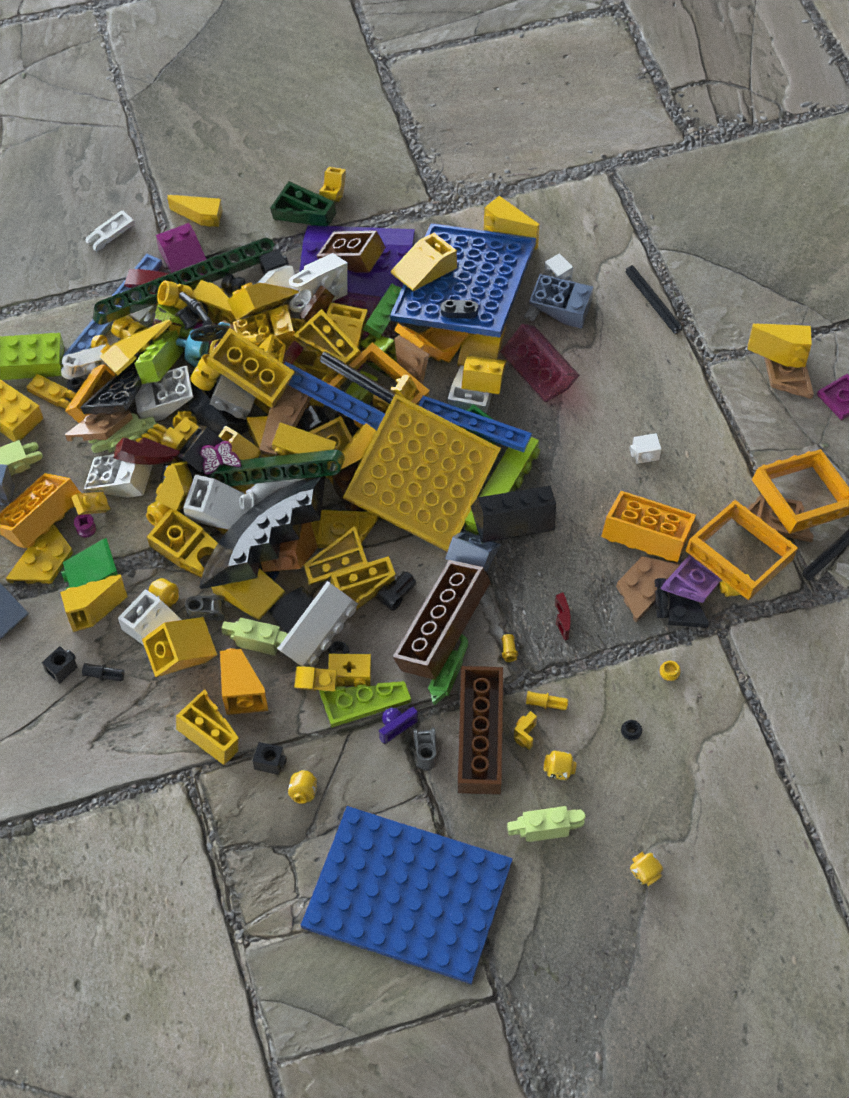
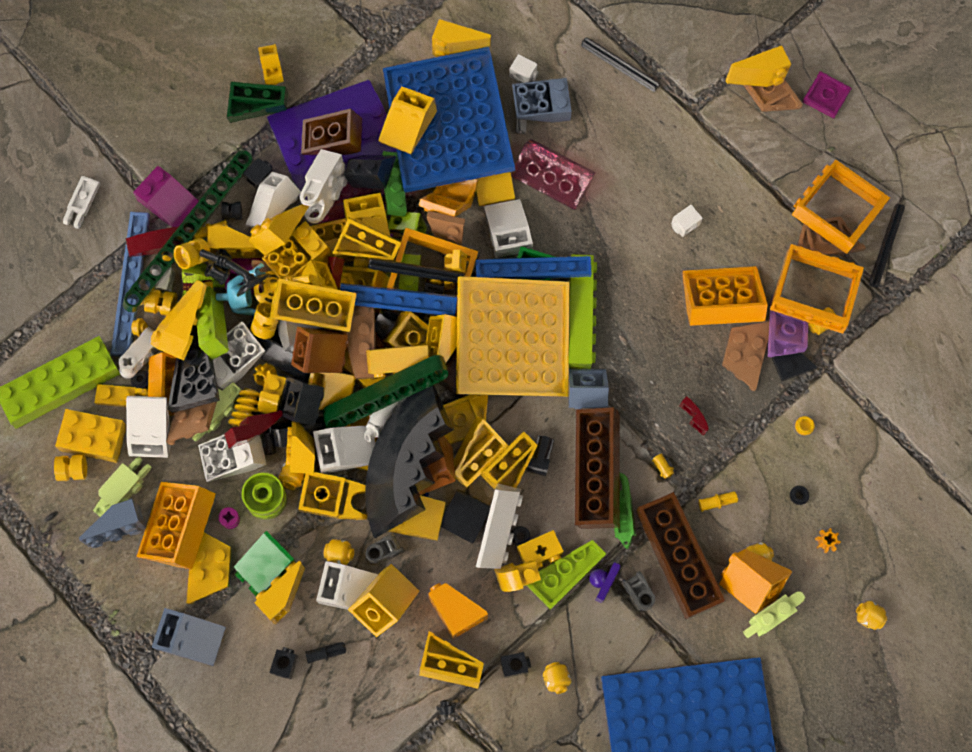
camera: 30 degrees left, 15 degrees up
(56, 416) = (147, 426): none -> white slope
(90, 503) = (226, 497): yellow plate -> none
(124, 517) = (264, 496): none -> lime wheel
(154, 480) = (268, 442): none -> black axle
(185, 767) = (446, 707): none -> black plate
(197, 209) = (158, 143): yellow slope -> none
(219, 455) = (326, 403): magenta animal -> none
(240, 410) = (319, 350): none -> dark orange slope
(254, 635) = (444, 556): yellowish green hinge -> none
(320, 300) = (333, 208): reddish brown plate -> none
(367, 290) = (369, 171): none -> black slope
(459, 309) = (465, 157): black plate -> none
(483, 374) = (514, 209): yellow slope -> none
(514, 514) = (609, 339): black slope -> none
(523, 728) = (712, 534): yellow bracket -> none
(542, 779) = (754, 579): none -> light orange slope
(632, 779) = (831, 537): none -> light orange gear
(661, 599) = (768, 362): black axle -> none

